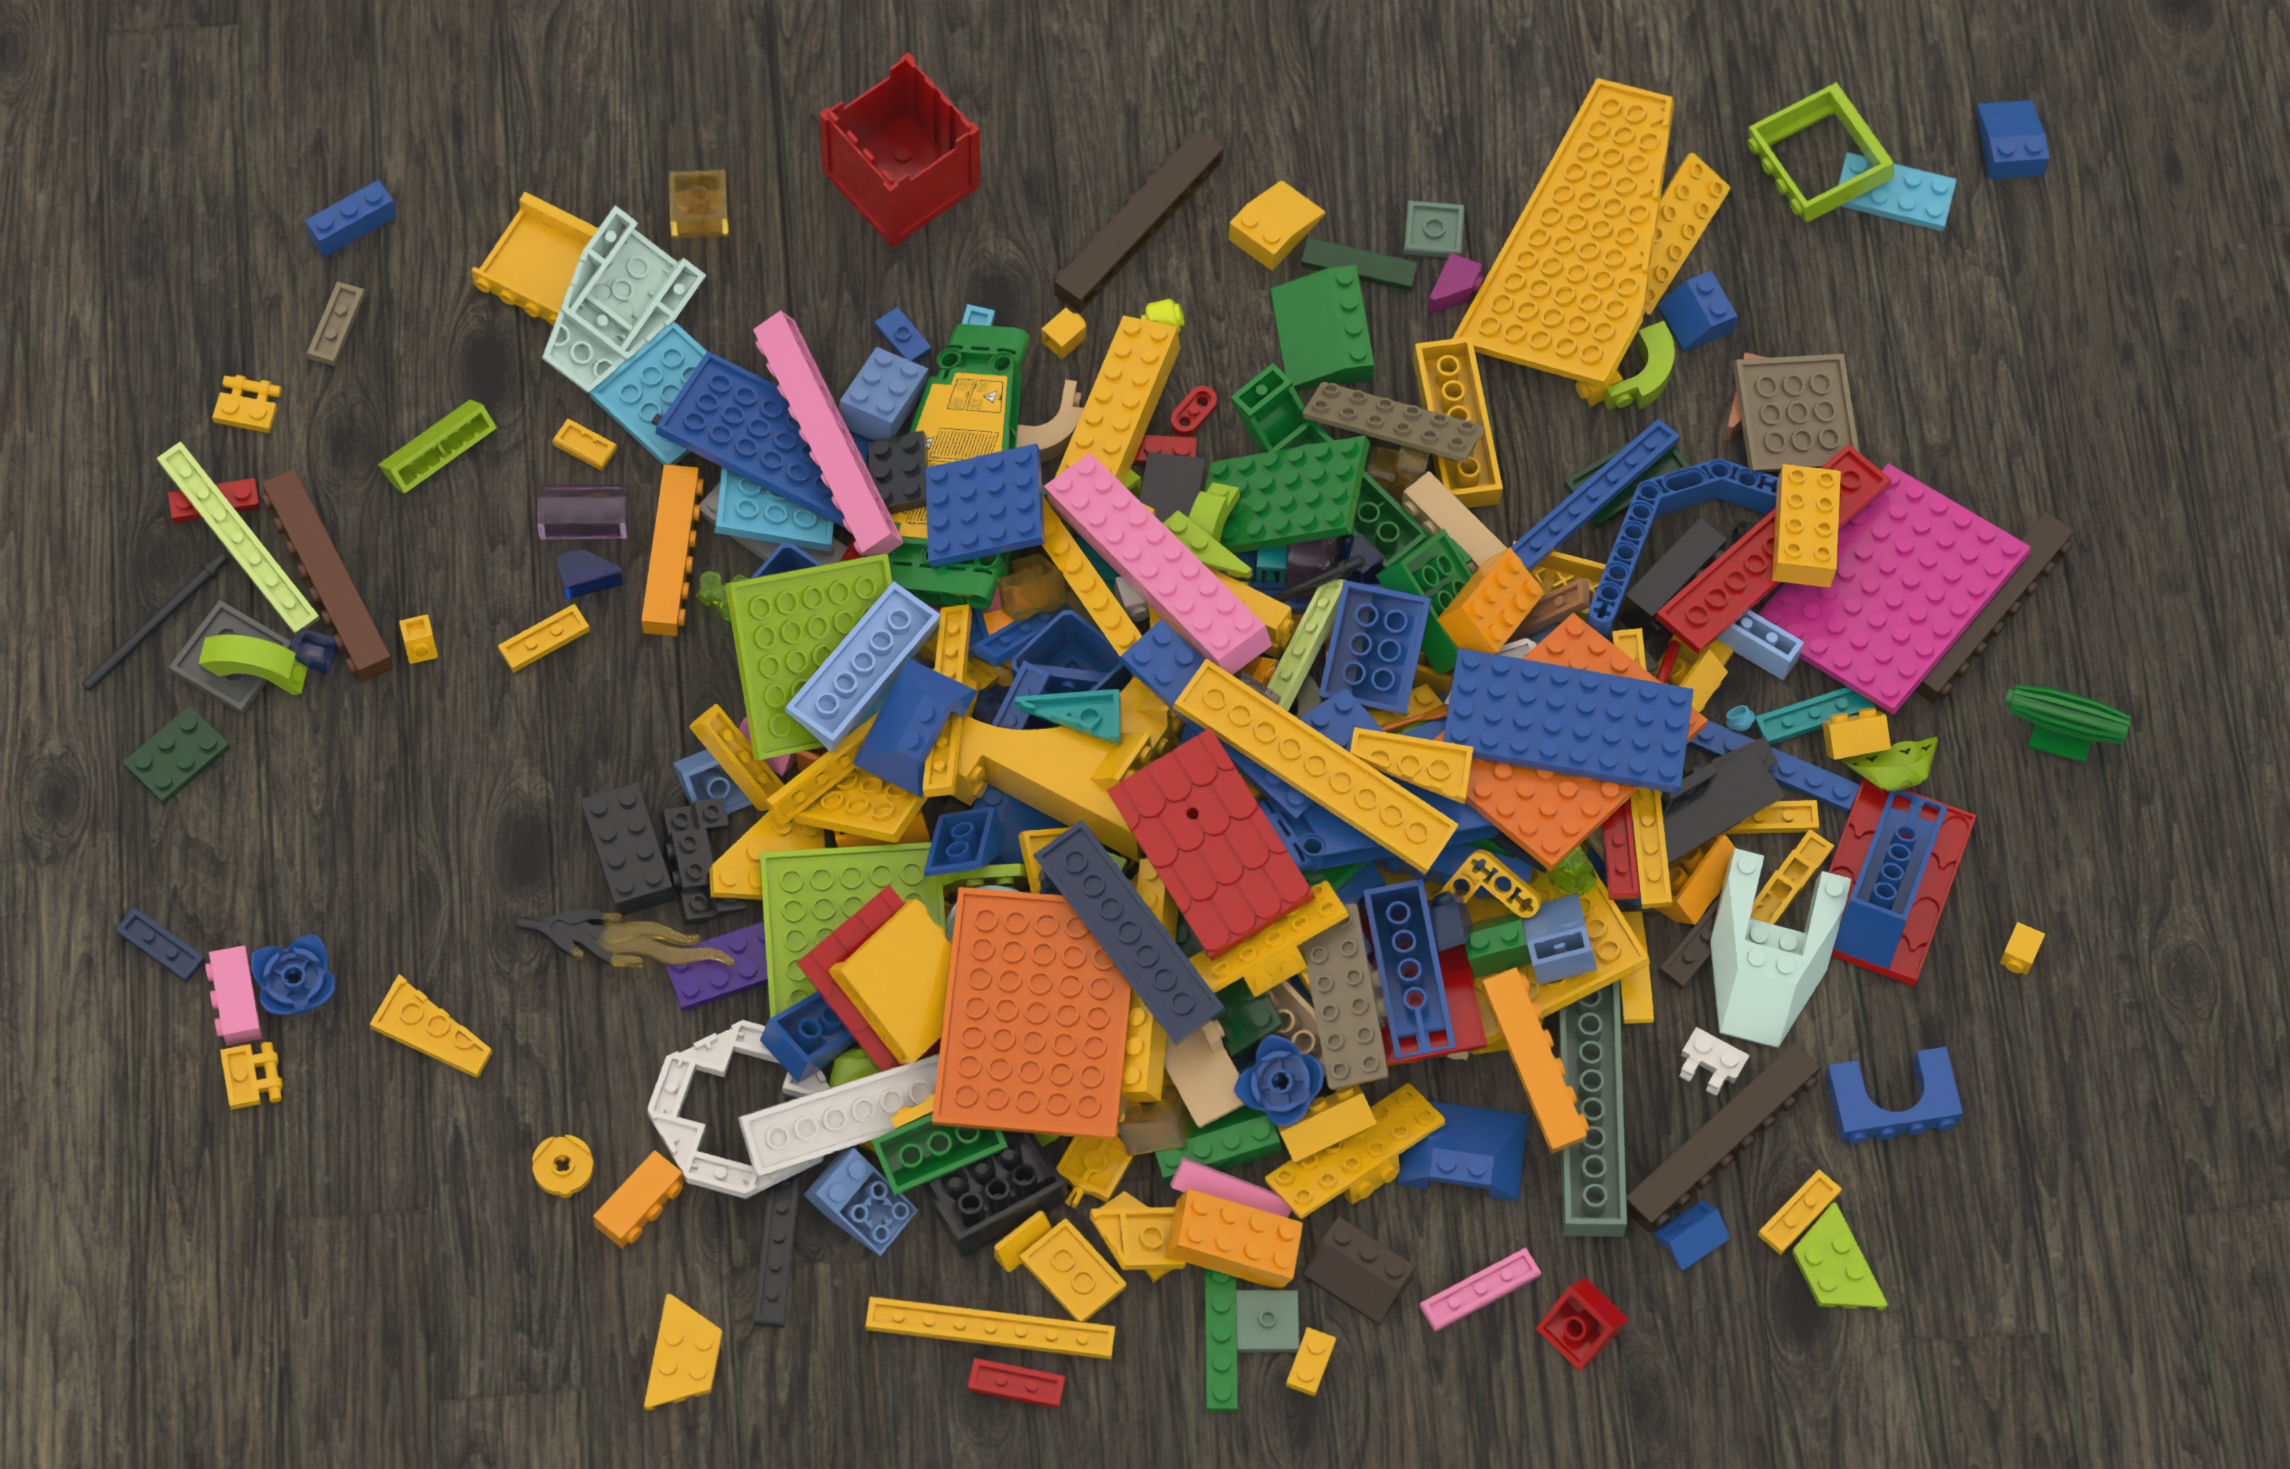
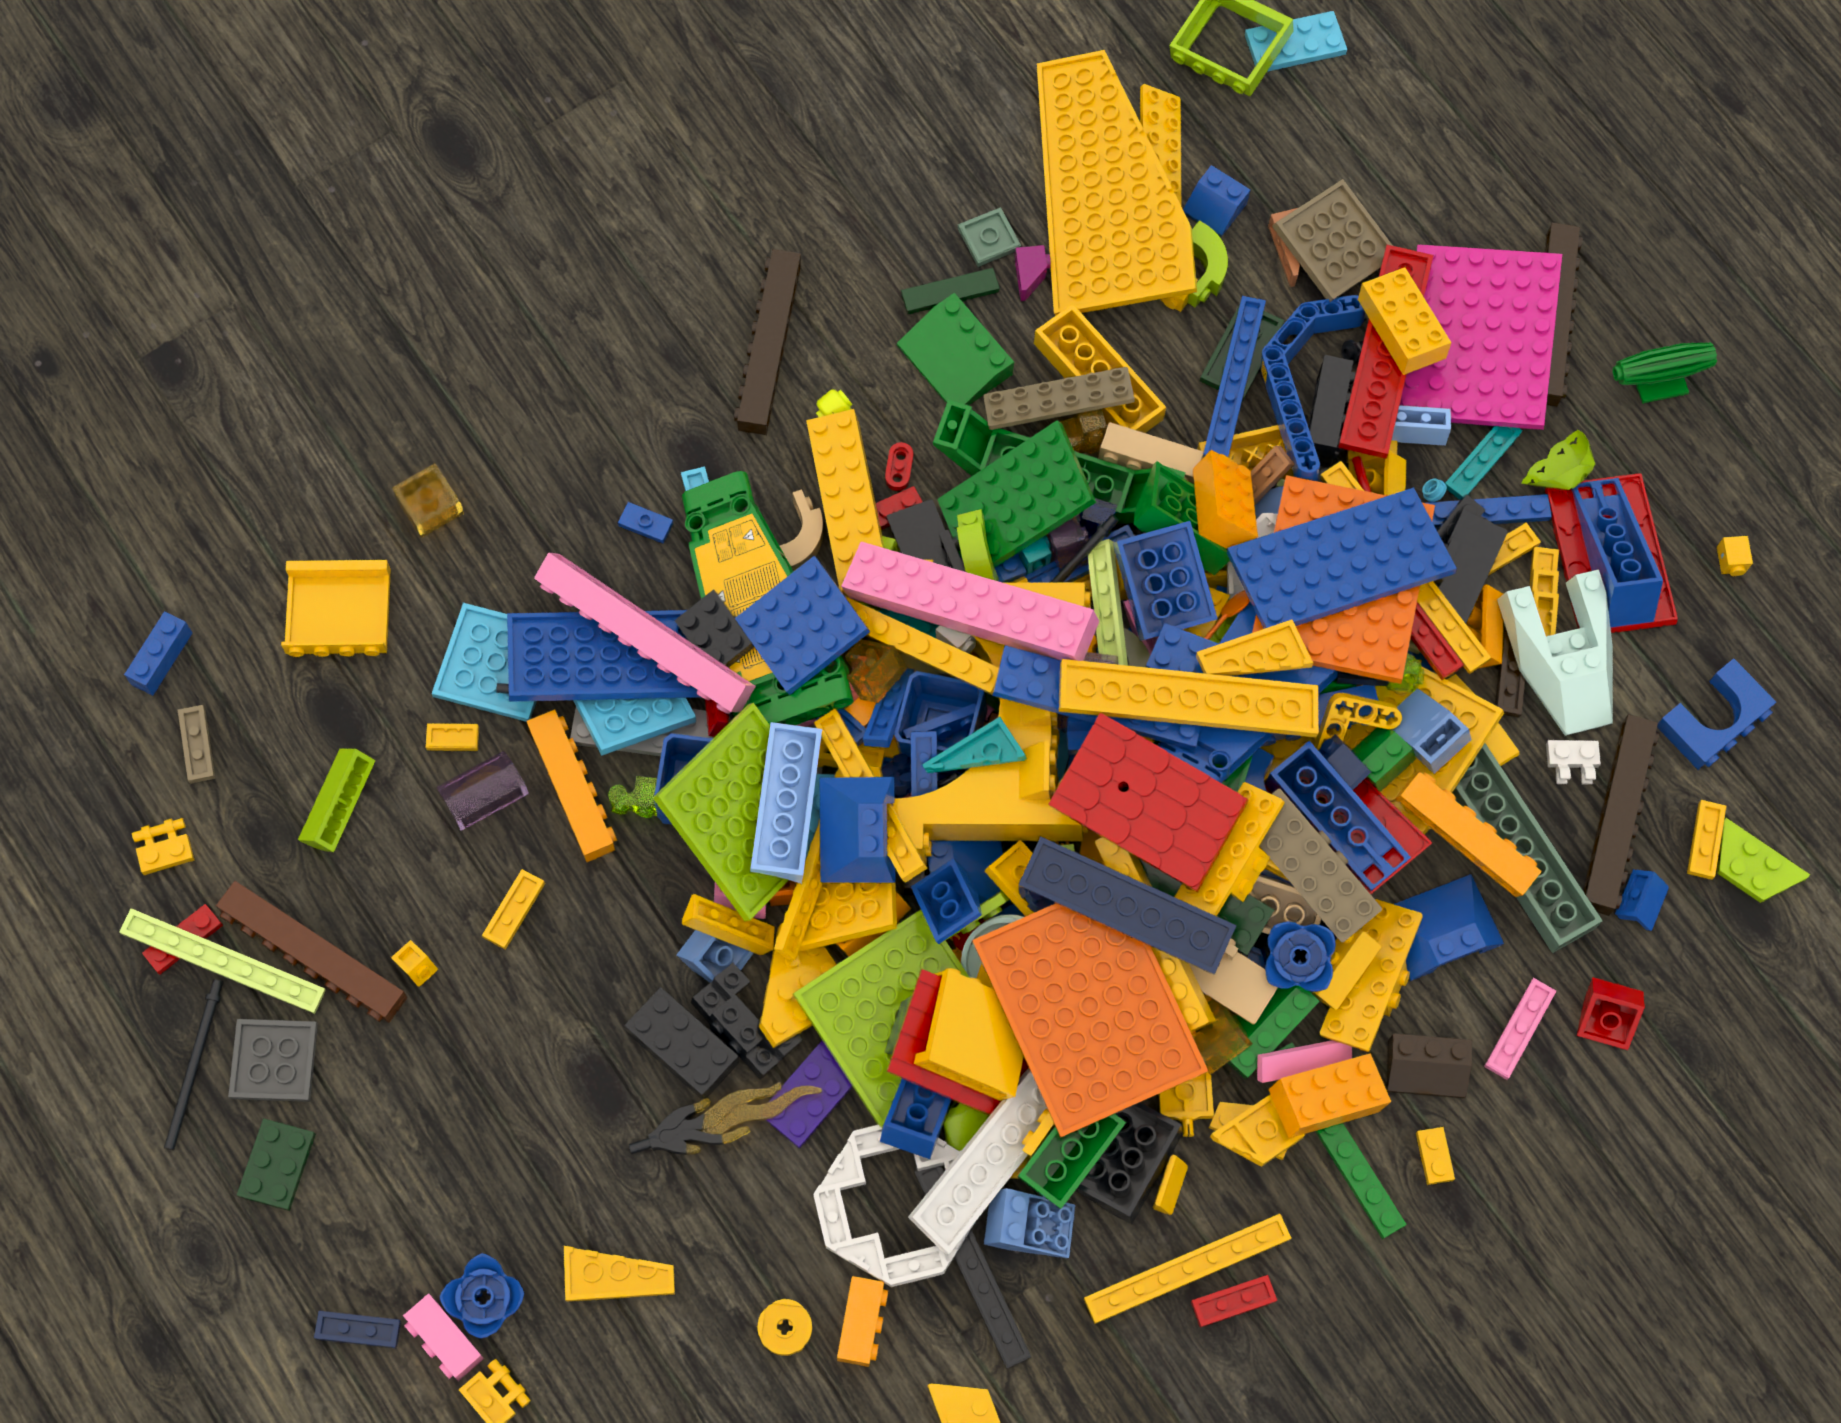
camera: 30 degrees left, 5 degrees up
(255, 657) = (295, 1053): lime arch -> none
(314, 650) = (337, 1019): clear blue window -> none
(586, 573) = (515, 839): clear blue slope -> none
(616, 301) = (413, 611): light aqua wedge -> none
(882, 395) = (662, 577): medium blue brick -> none
(900, 152) = (564, 380): red container -> none
(1064, 333) = (766, 457): yellow brick -> none
(1073, 1271) = (1221, 1187): yellow plate -> none
(1205, 547) = (991, 568): lime wing -> none
(1267, 1321) = (1385, 1142): sand green plate -> none
(1274, 224) = (870, 292): yellow slope -> none
(1856, 734) = (1524, 458): yellow brick -> none

